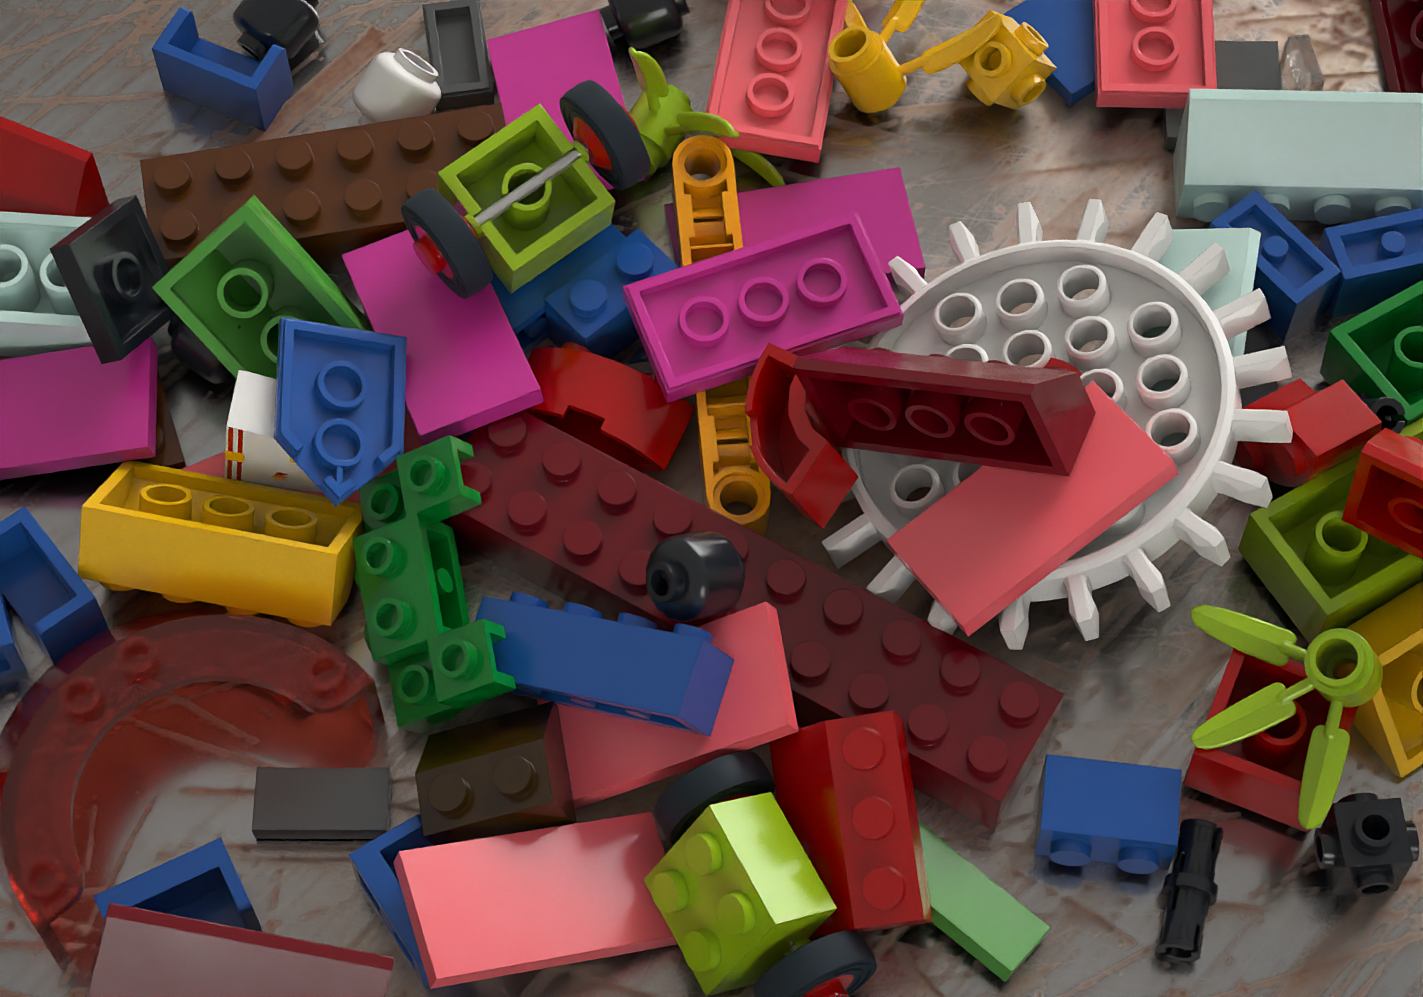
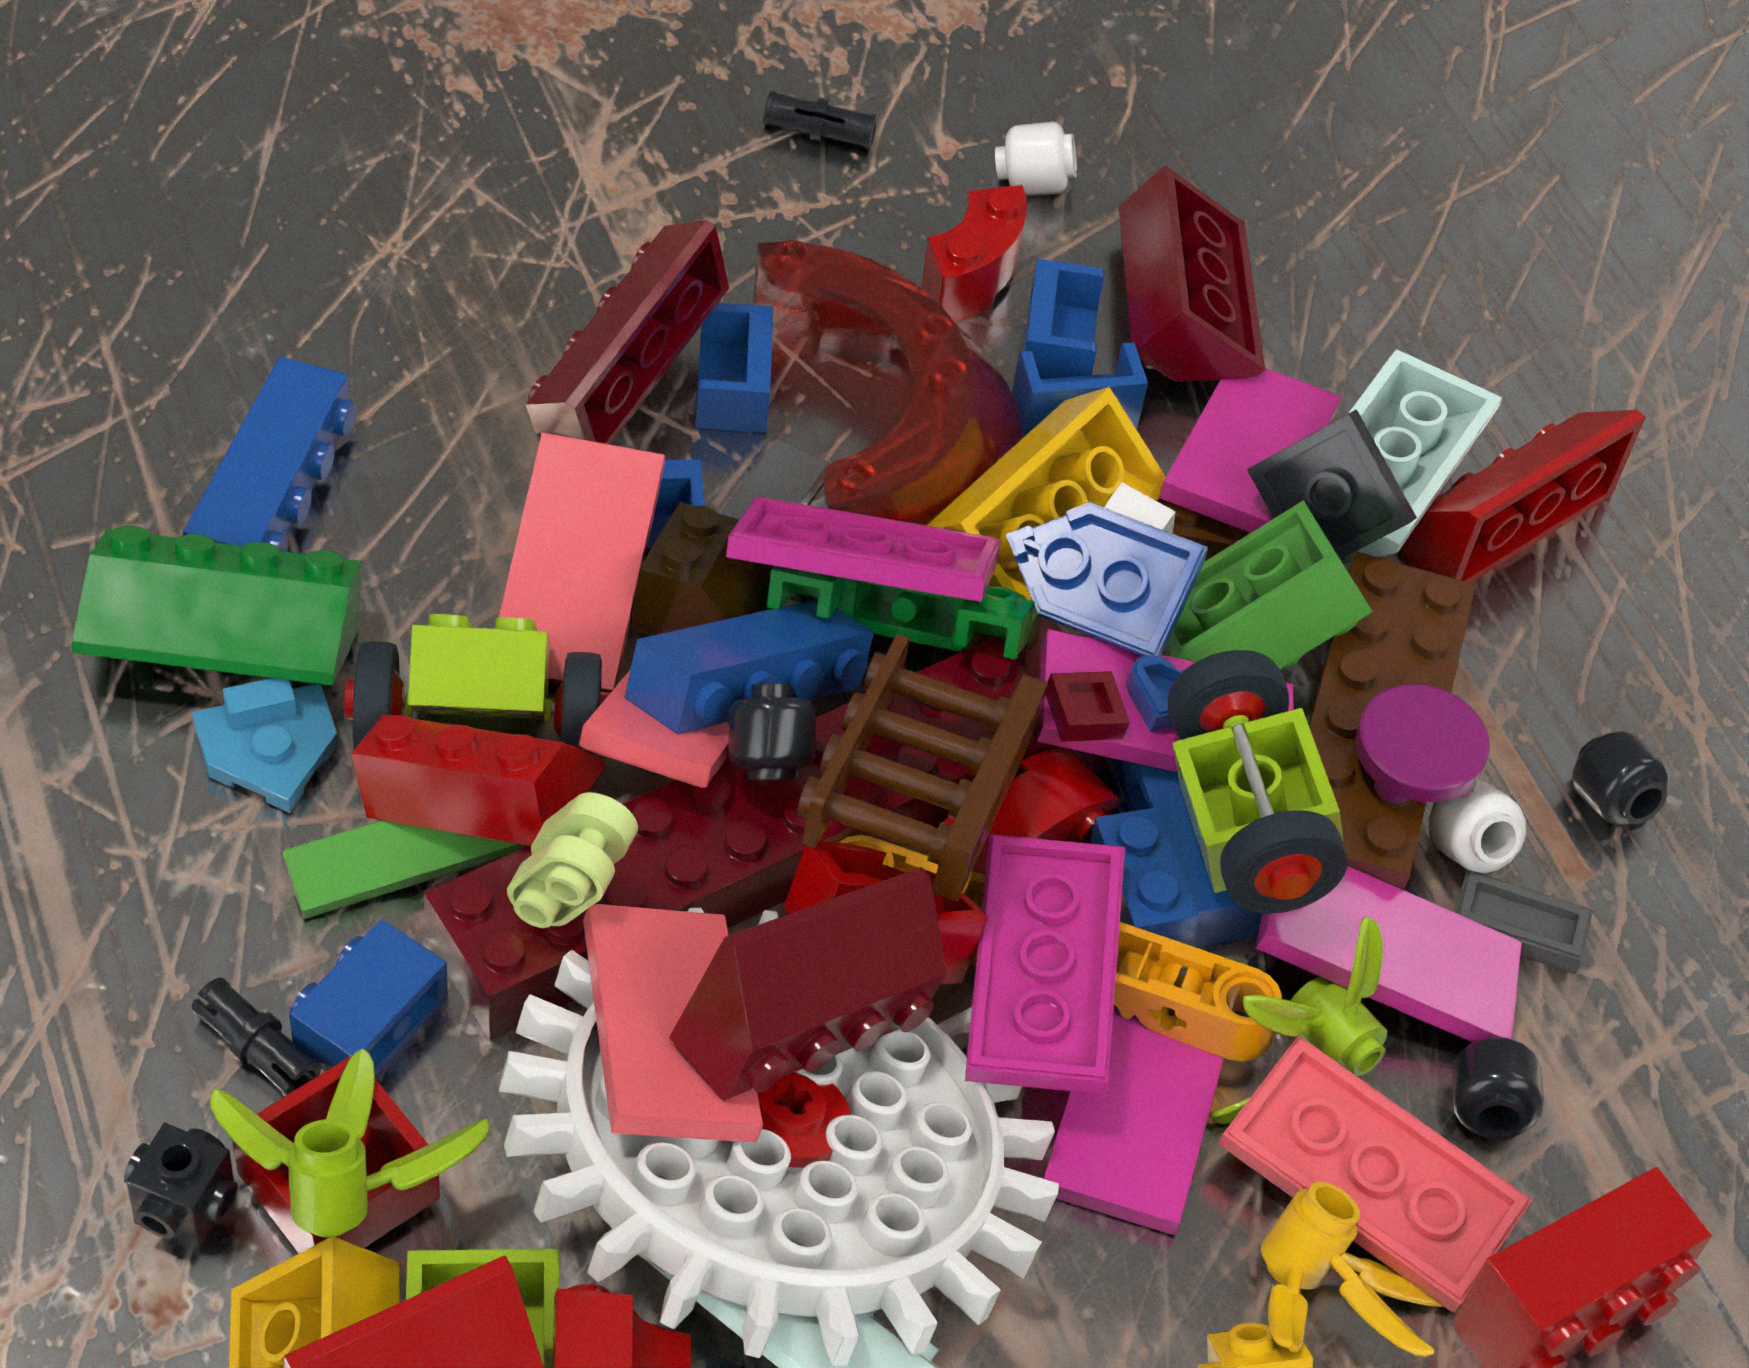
camera: 110 degrees right, 10 degrees down
(219, 76) = (1573, 707): blue panel -> none
(378, 117) = (1421, 744): none -> magenta tile
(424, 614) = (865, 548): none -> dark pink tile
(436, 319) = (1149, 689): none -> blue tile
(500, 362) = (1086, 706): none -> dark red tile
(643, 382) = (970, 803): none -> reddish brown fence
(969, 668) = (572, 860): none -> yellowish green brick

